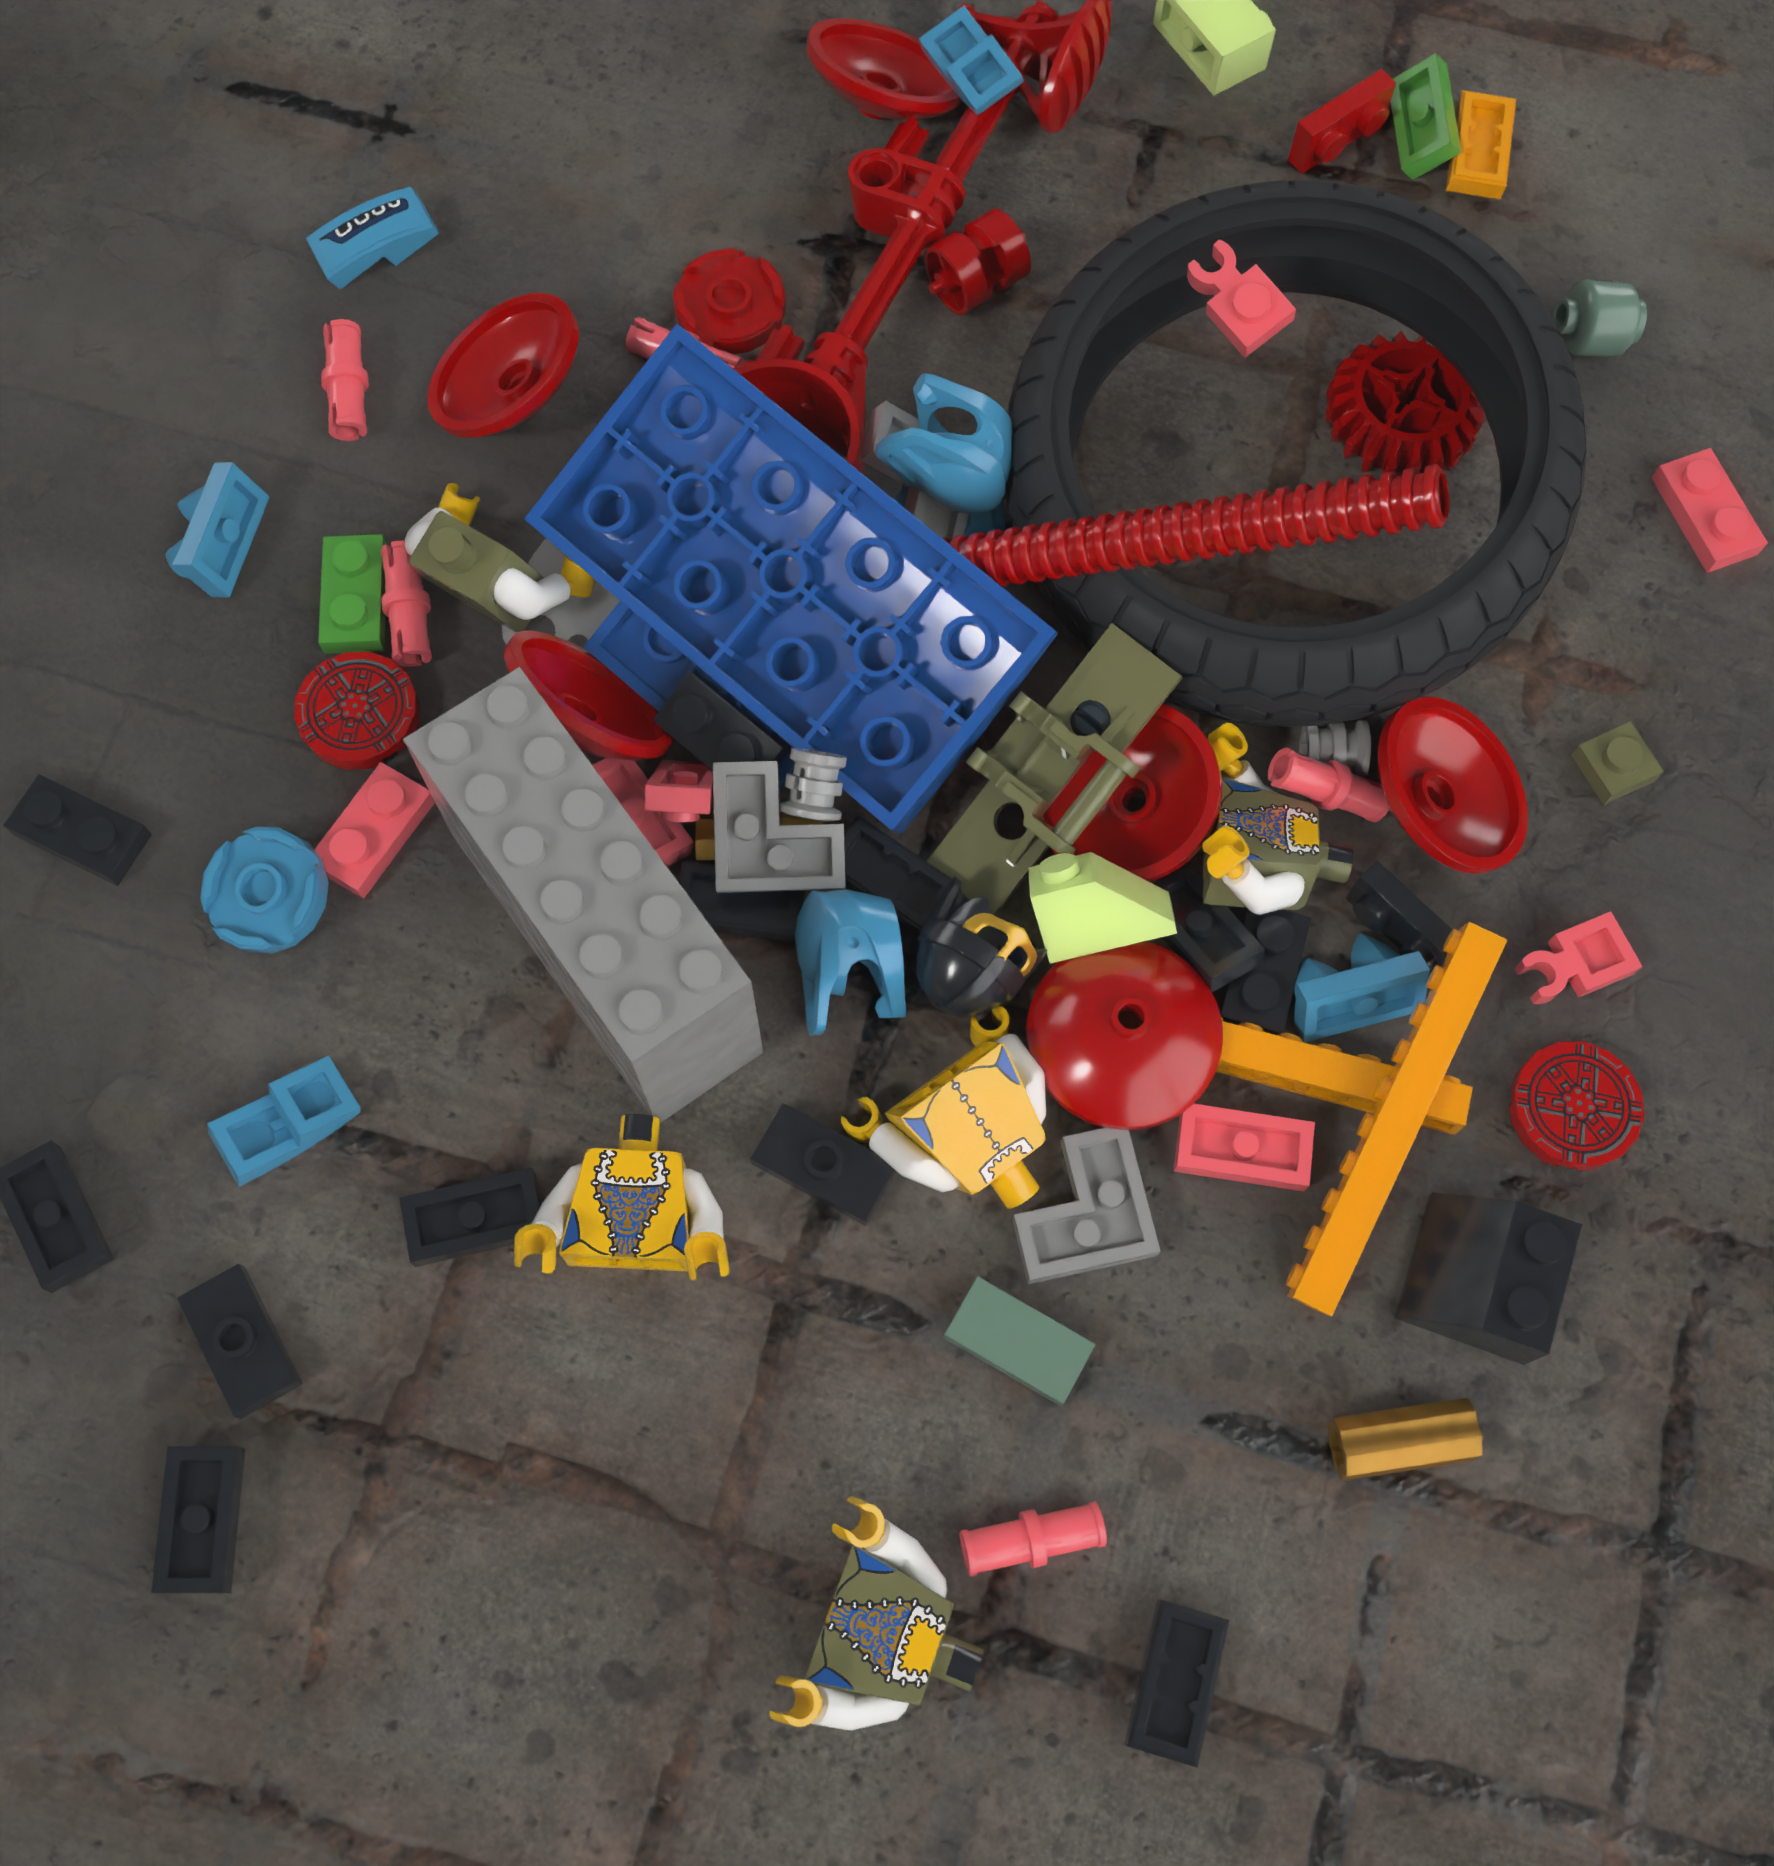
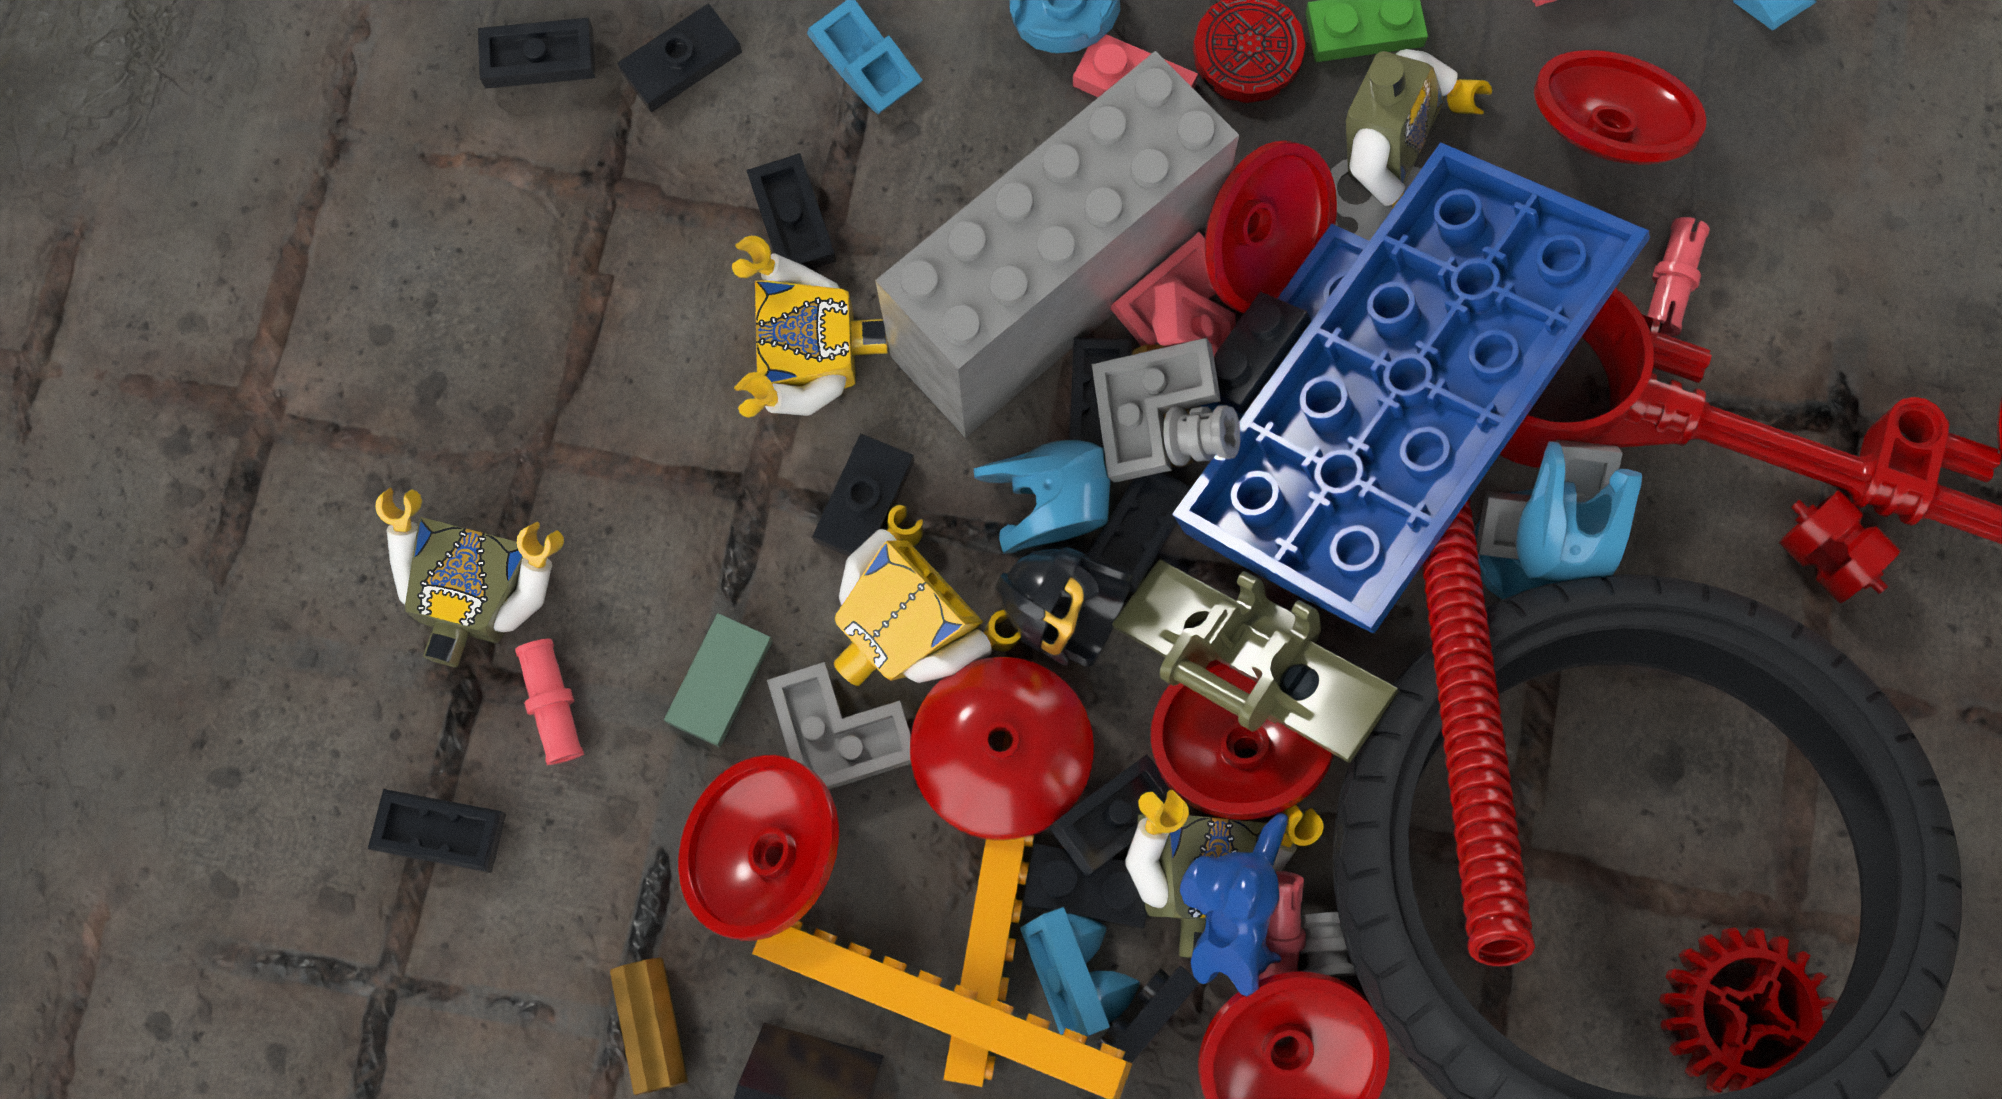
camera: 90 degrees right, 5 degrees up
(406, 607) = (1345, 70): coral pin -> none
(730, 300) = (1751, 313): red tile -> none
(1095, 906) = (1116, 707): yellowish green slope -> none
(1216, 1338) = (735, 845): none -> red dish
(1243, 306) = (1772, 787): coral plate -> none
(1245, 1147) = (907, 871): coral plate -> none
(1310, 803) = (1237, 901): none -> blue animal

